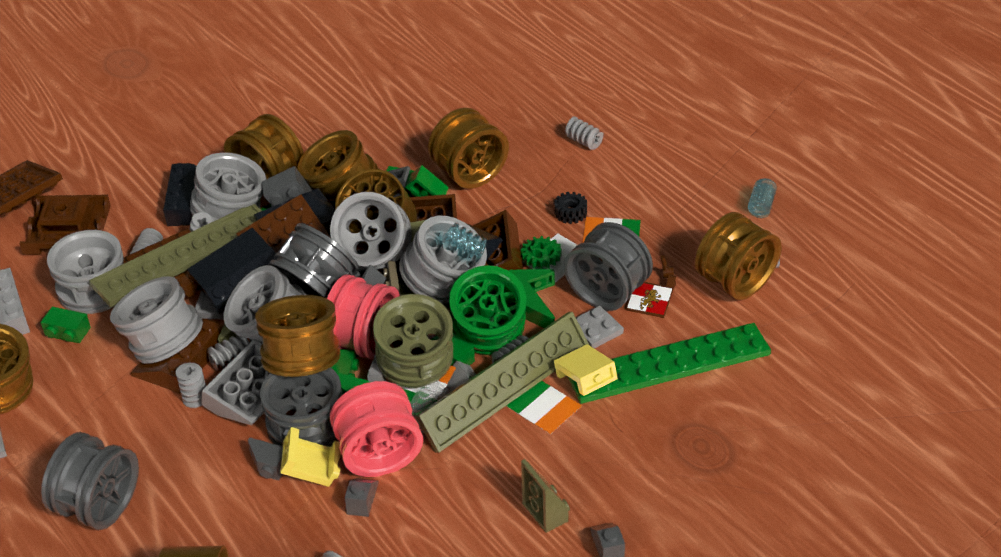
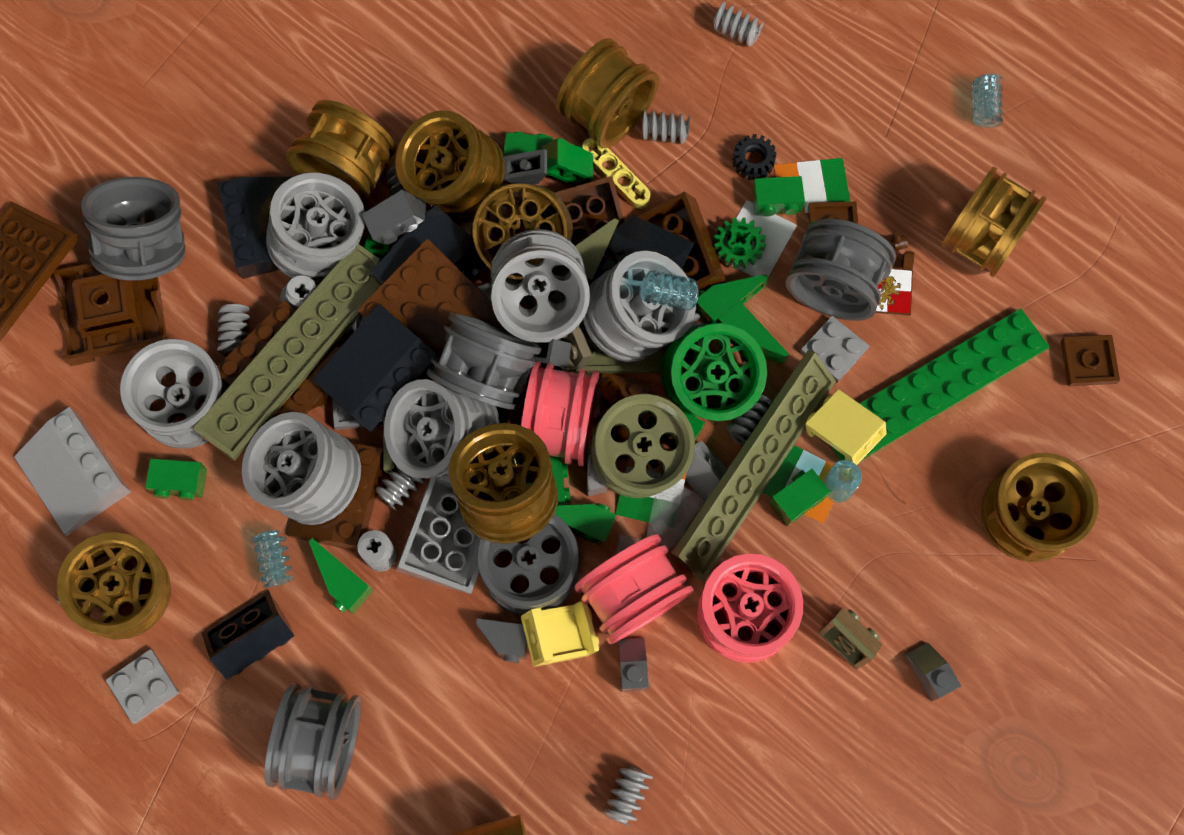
camera: 15 degrees left, 30 degrees up
(86, 420) = (247, 635): none -> black slope
(101, 173) = (134, 228): none -> dark grey wheel
(113, 380) = (271, 558): none -> clear light blue piece
(159, 405) = (341, 582): none -> green slope
(465, 463) = (774, 581): none -> coral wheel
(466, 202) = (619, 171): none -> light yellow beam
(509, 182) = (665, 127): none -> light grey piece
(534, 408) = (799, 496): none -> green brick
(570, 399) = (843, 480): none -> clear light blue piece
(577, 227) = (778, 195): none -> green brick
(721, 457) = (1076, 505): none -> pearl gold wheel
(802, 362) = (1090, 360): none -> reddish brown plate

